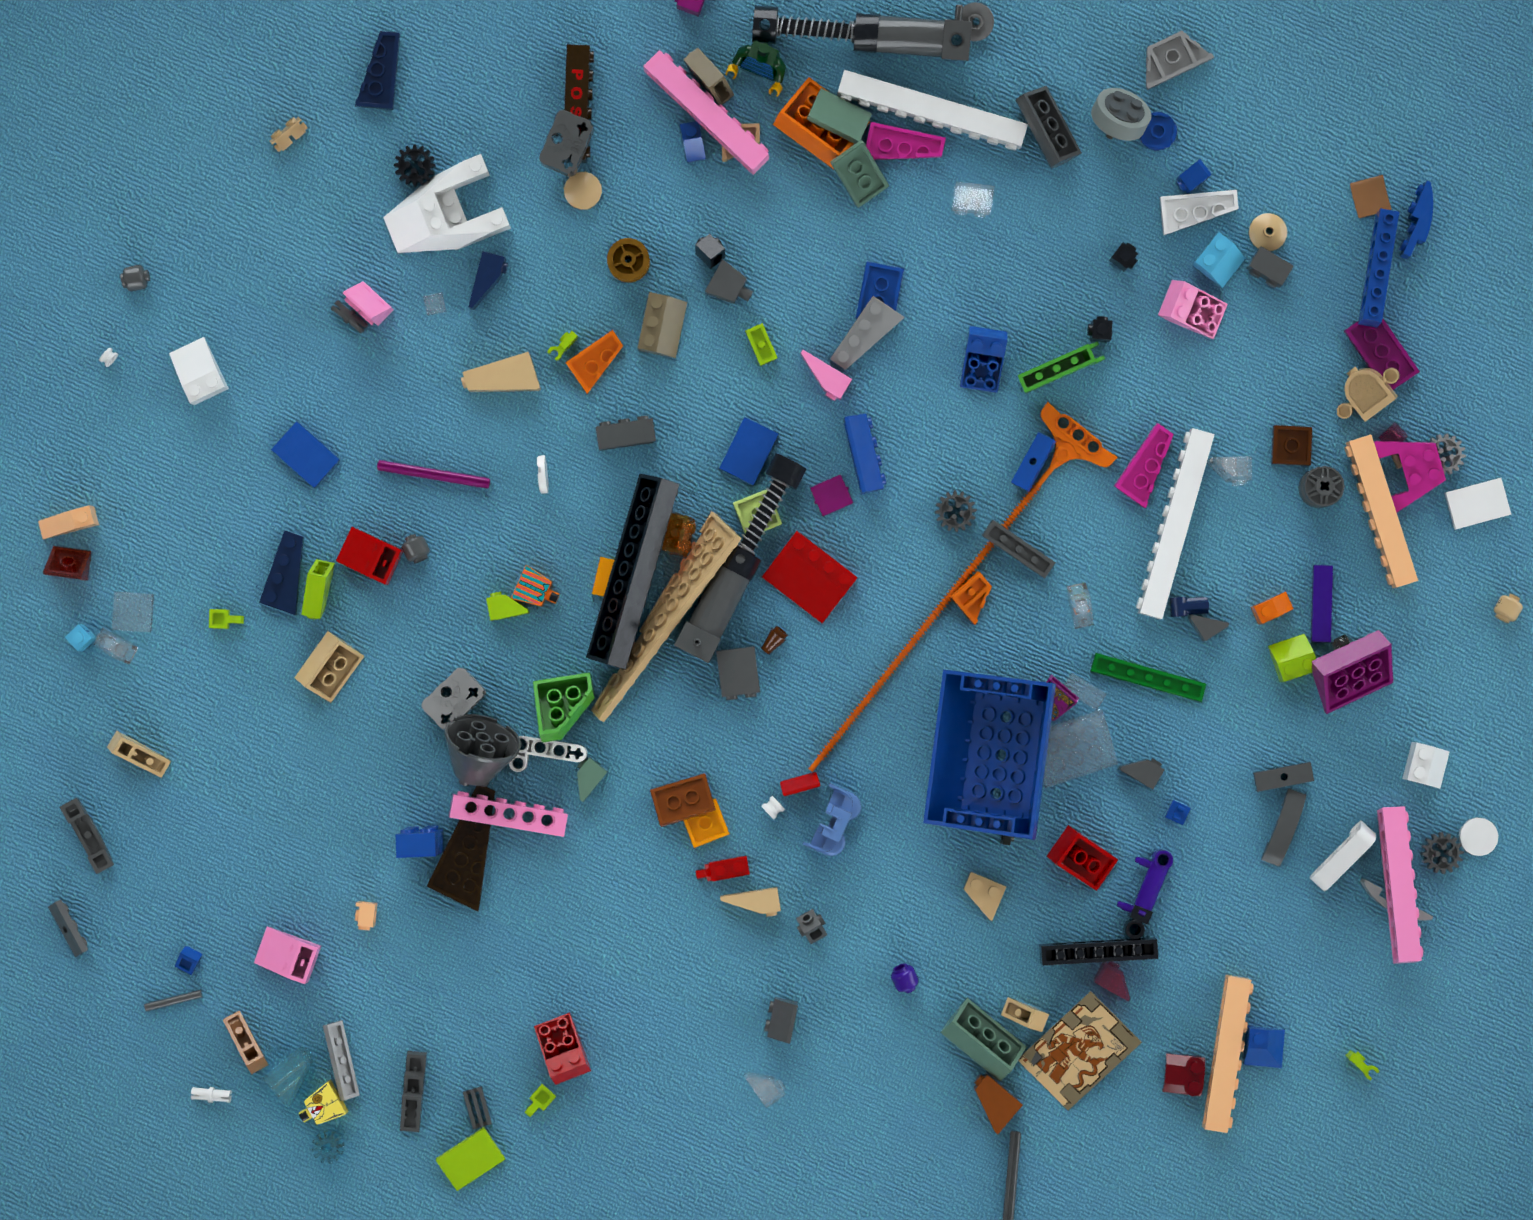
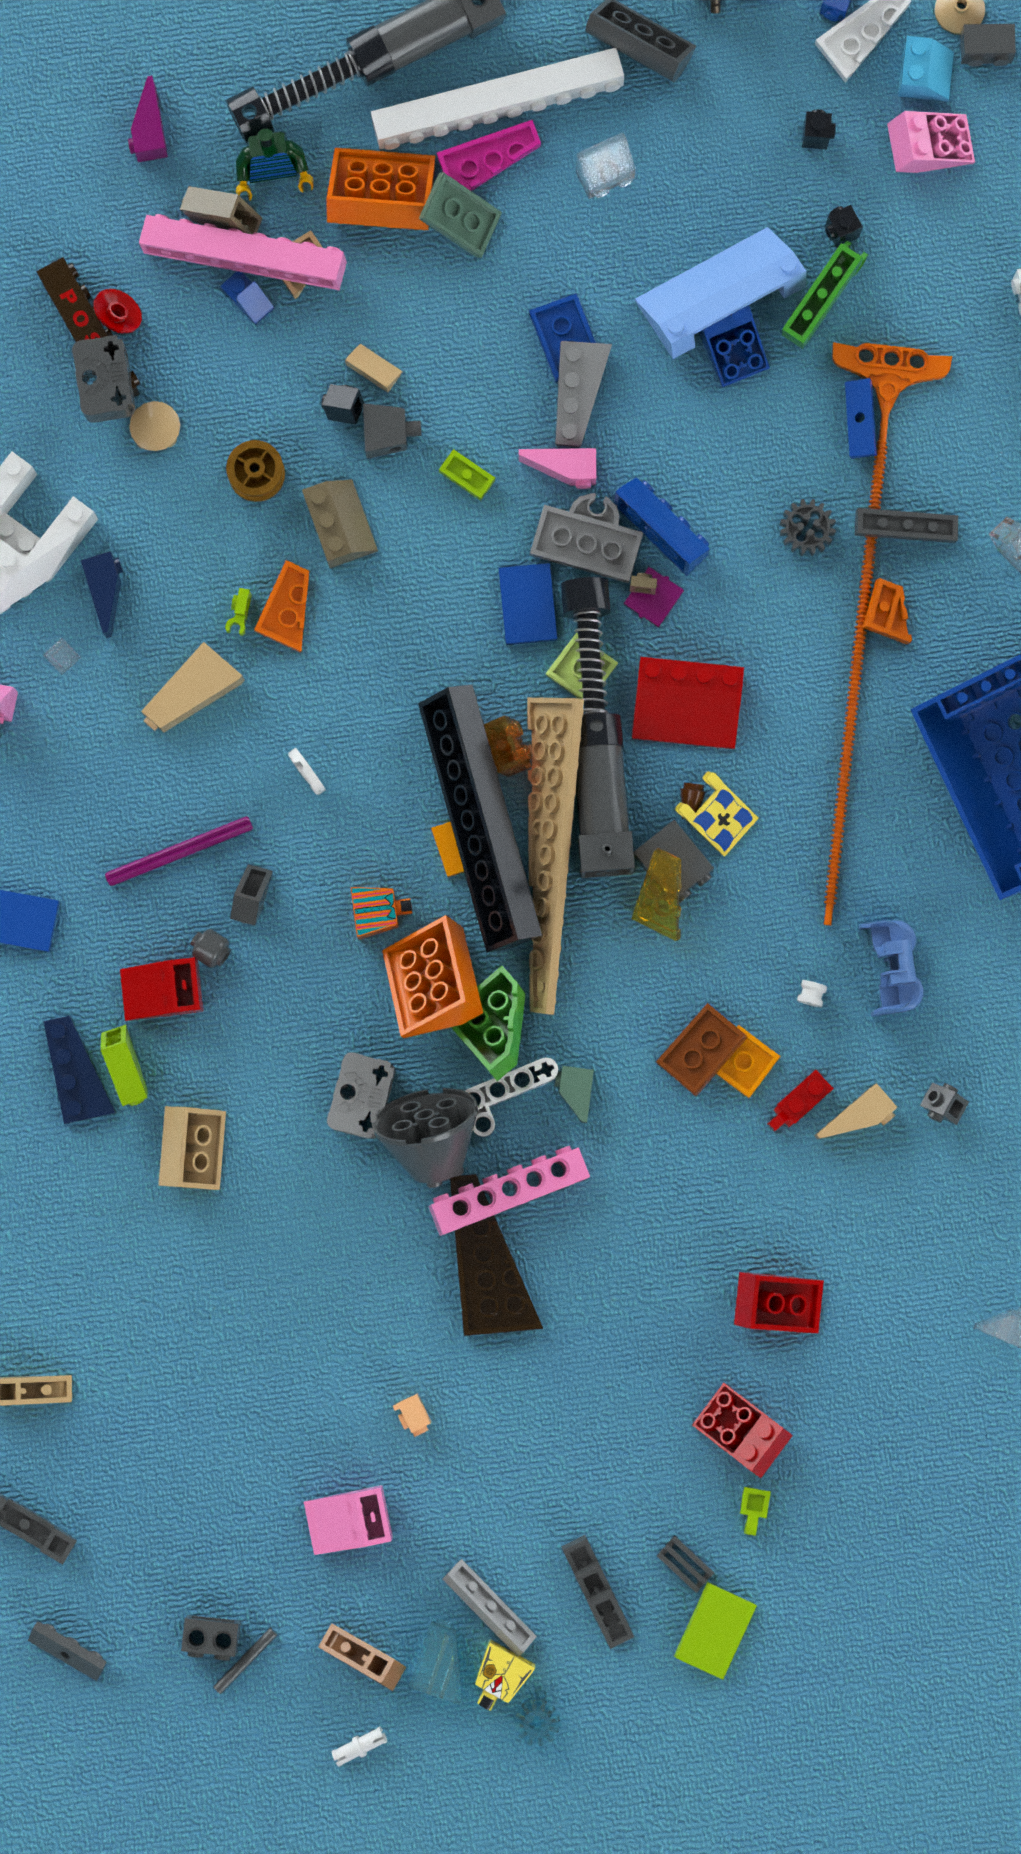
camera: 25 degrees left, 5 degrees down
(163, 968) = (211, 1628): none -> dark grey brick
(188, 960) = (234, 1600): blue slope -> none
(221, 619) = (31, 1170): lime plate -> none
(419, 843) = (424, 1286): blue brick -> none
(461, 530) = (251, 894): none -> dark grey slope
(504, 607) = (355, 952): lime slope -> none
(541, 654) = (432, 979): none -> orange slope
(609, 101) = (117, 311): none -> red dish
(625, 433) = (373, 668): dark grey brick -> none
(632, 985) = (778, 1303): none -> red slope
(714, 689) = (659, 895): none -> clear yellow wing
(745, 237) = (373, 367): none -> tan slope
(782, 1019) = (979, 1234): dark grey slope -> none
(786, 662) = (721, 818): none -> light yellow flag
(800, 784) = (825, 948): red slope -> none
(812, 433) = (587, 539): none -> light grey plate
(828, 483) = (643, 584): none -> dark tan plate
(839, 116) = (397, 166): sand green tile -> none
(996, 323) = (720, 289): none -> light blue slope
(1140, 474) = (990, 357): dark pink wing -> none

